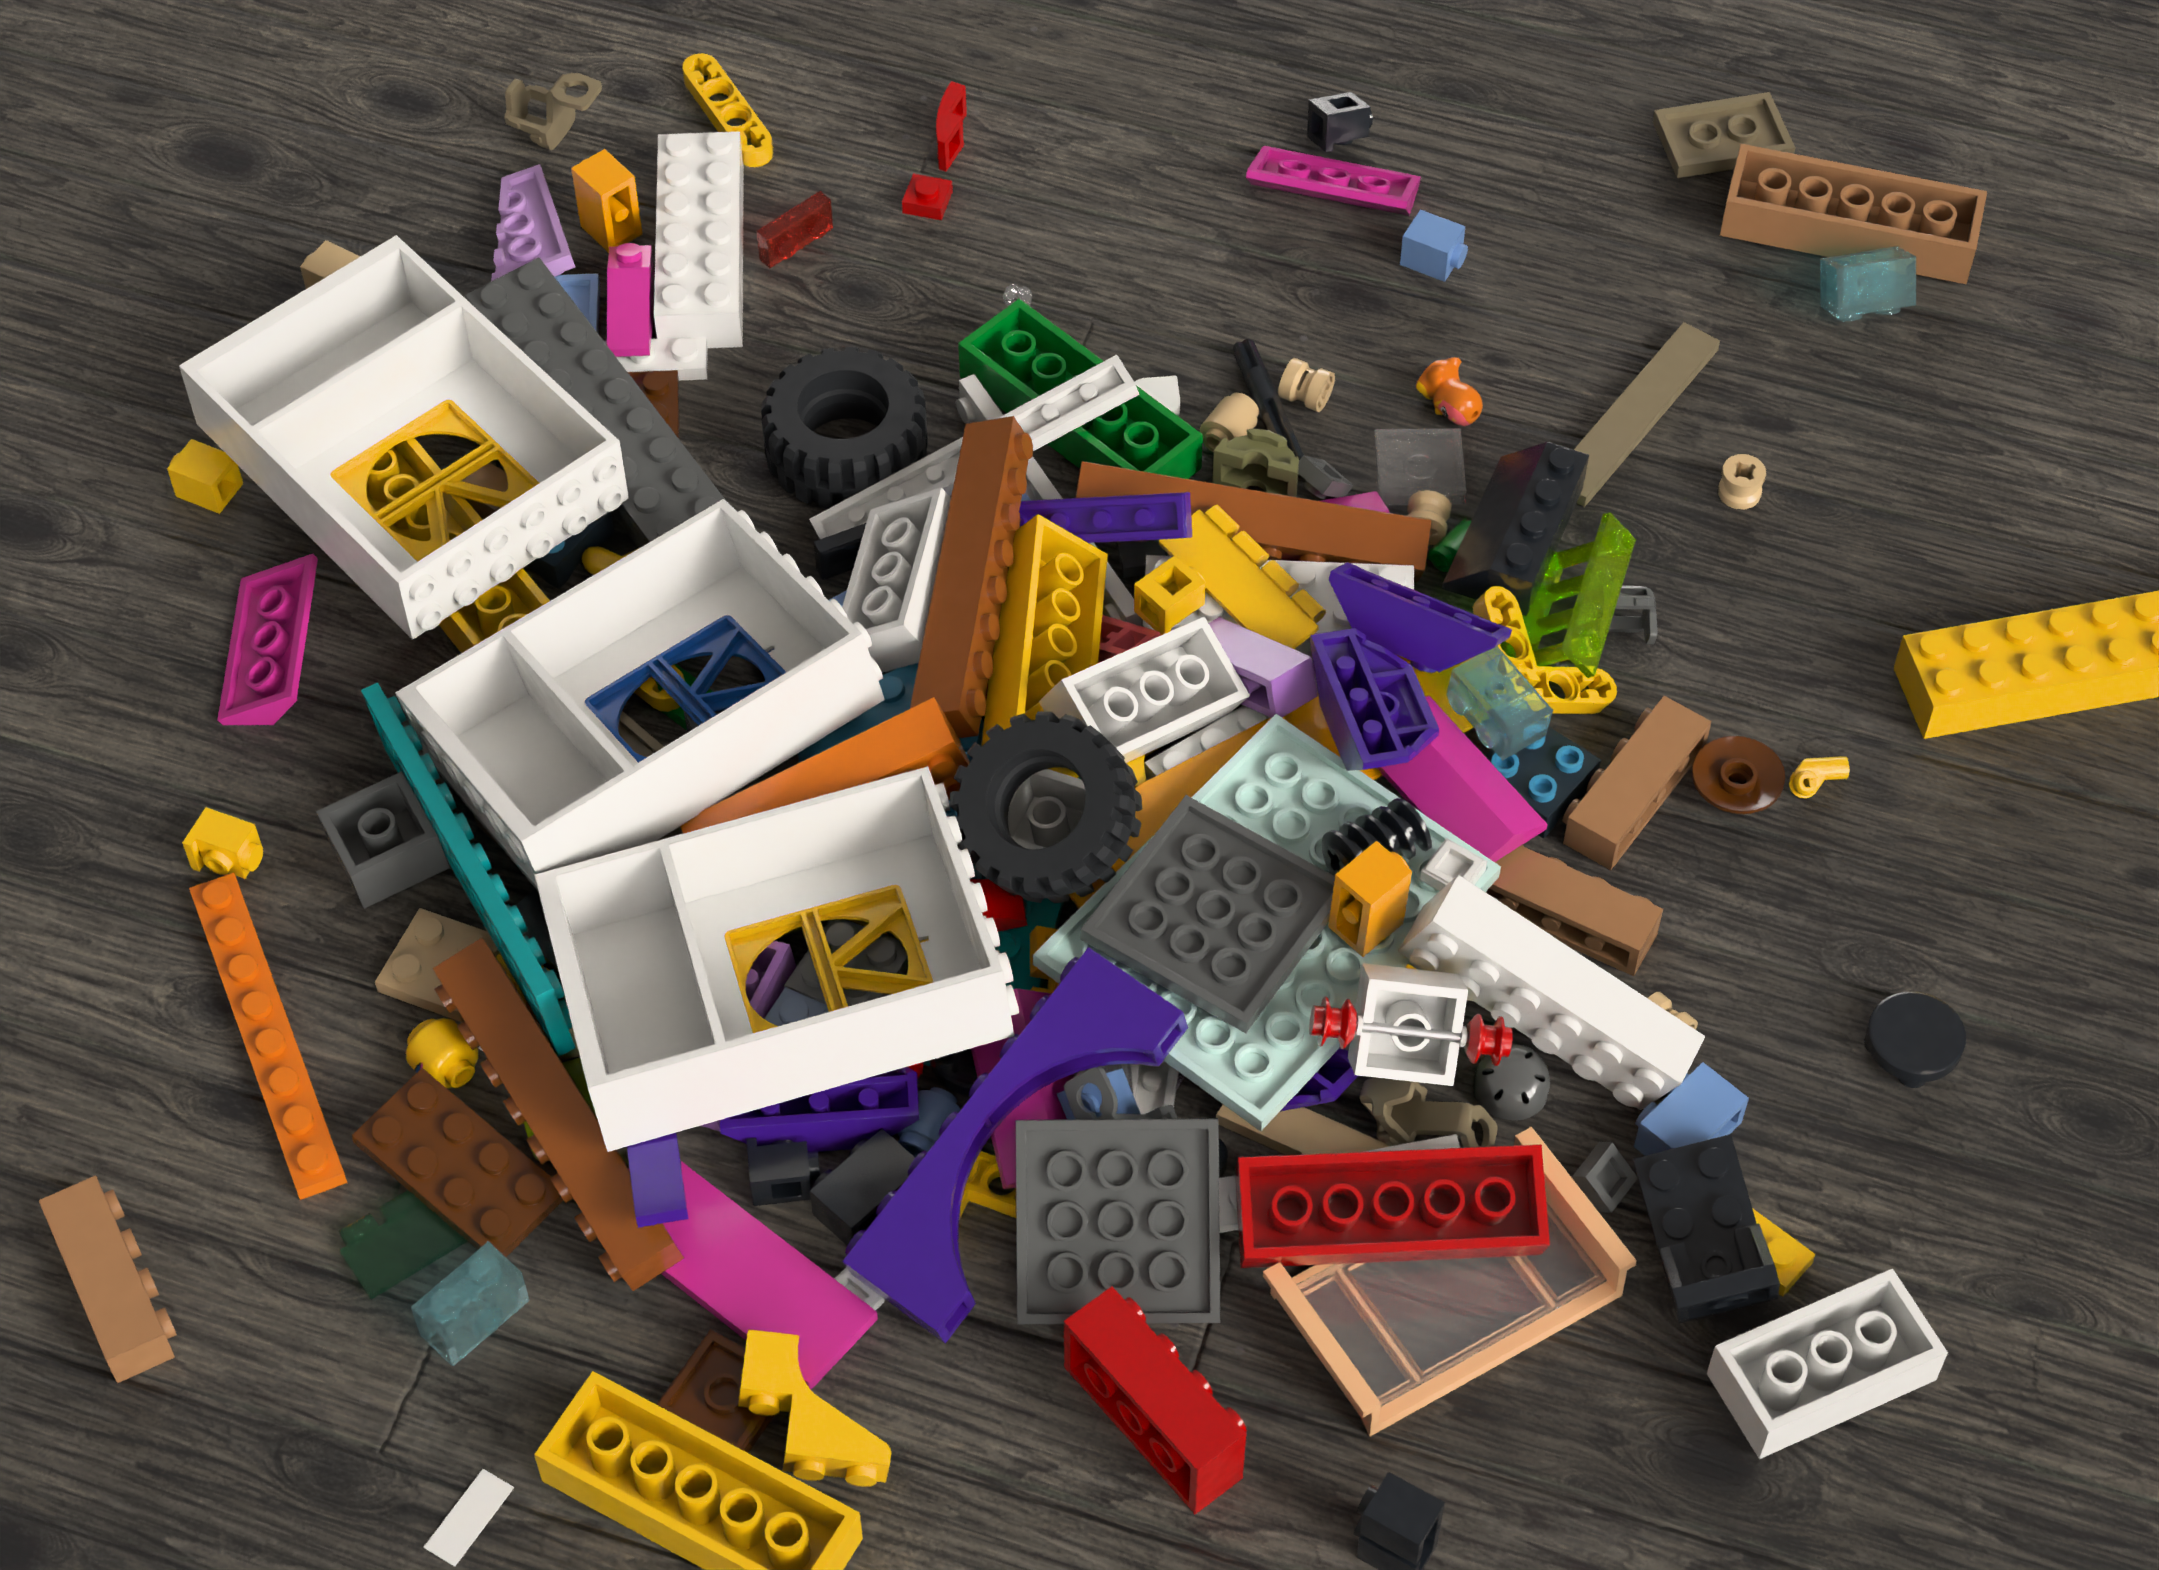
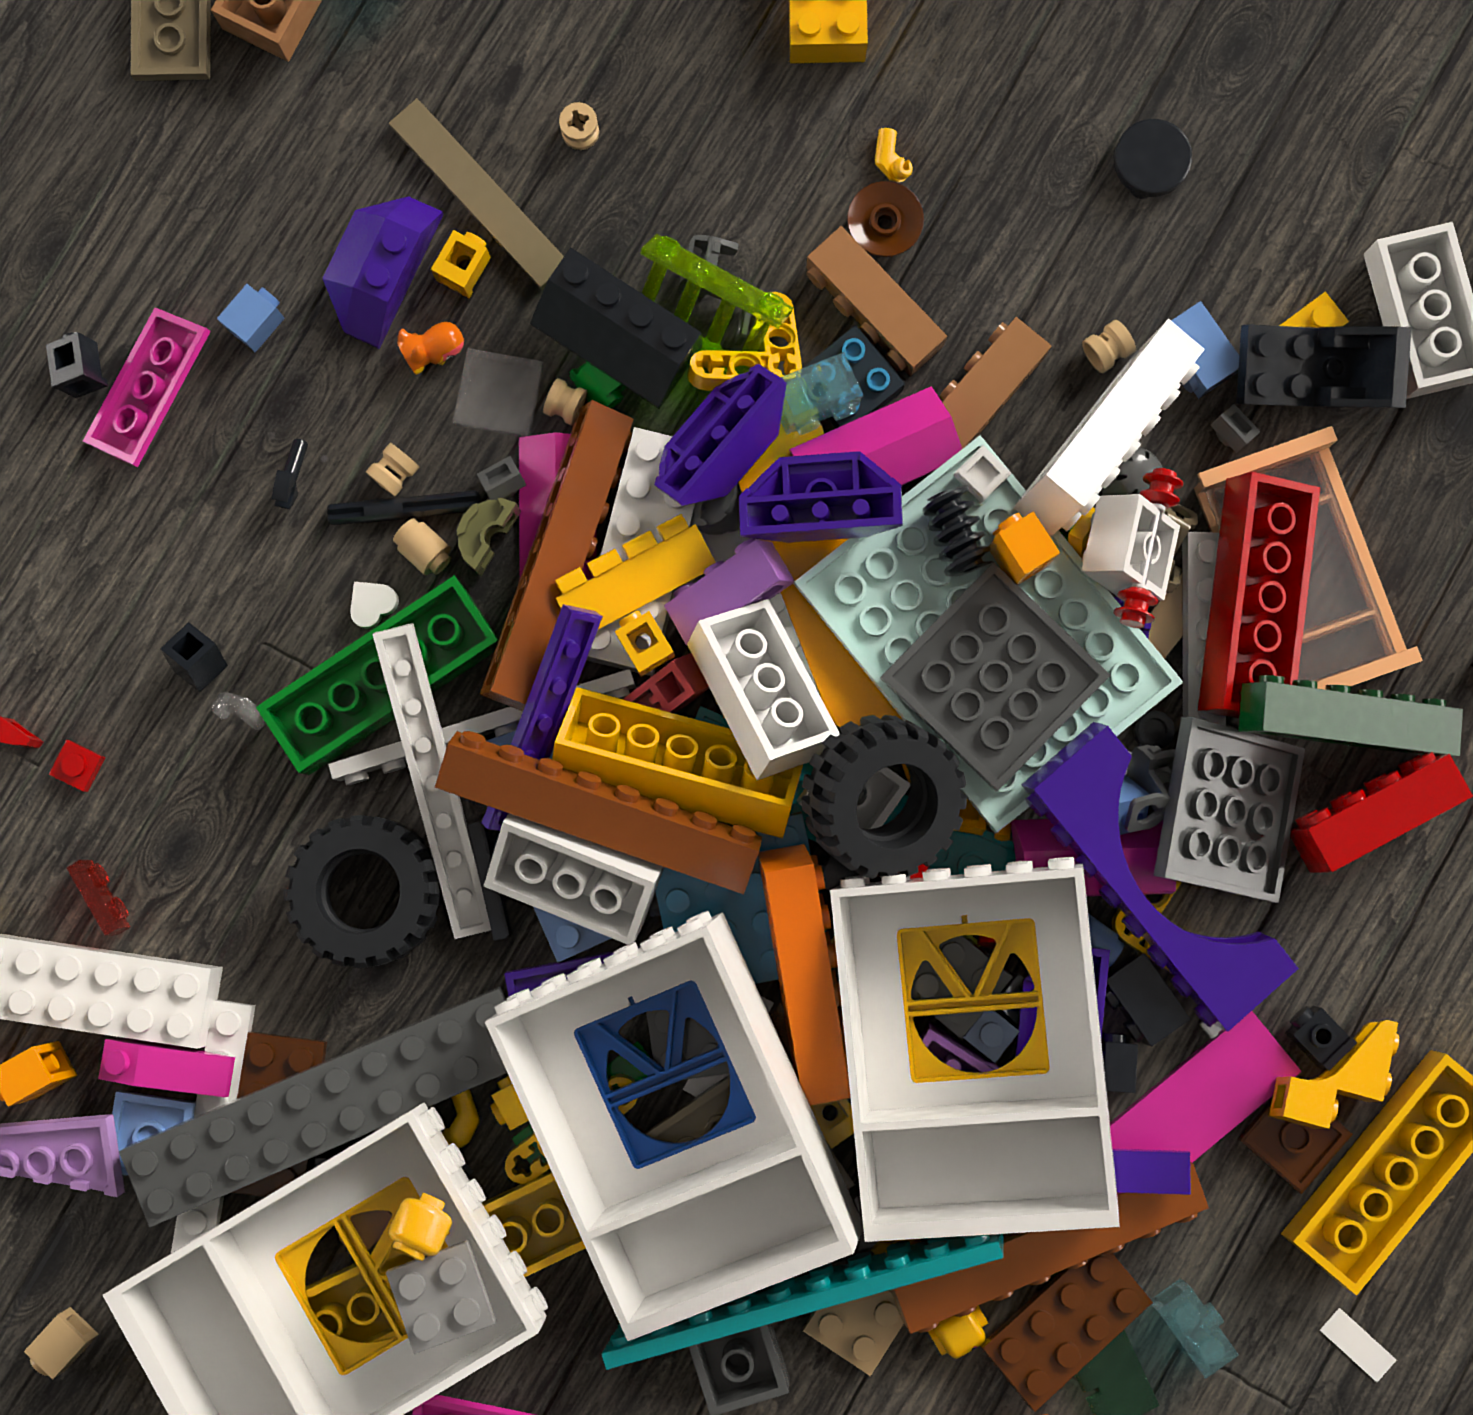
camera: 75 degrees left, 30 degrees up
(427, 495) = (441, 1297): none -> light grey plate
(498, 457) = (420, 1227): none -> yellow head
(861, 1404) = (1303, 1034): none -> black brick
(1060, 254) = (194, 657): none -> black brick
(1261, 299) = (285, 485): none -> black bar
(1265, 1328) = (1349, 718): none -> brick
(1528, 342) = (378, 265): none -> dark purple wedge
(1551, 403) = (456, 250): none -> yellow brick

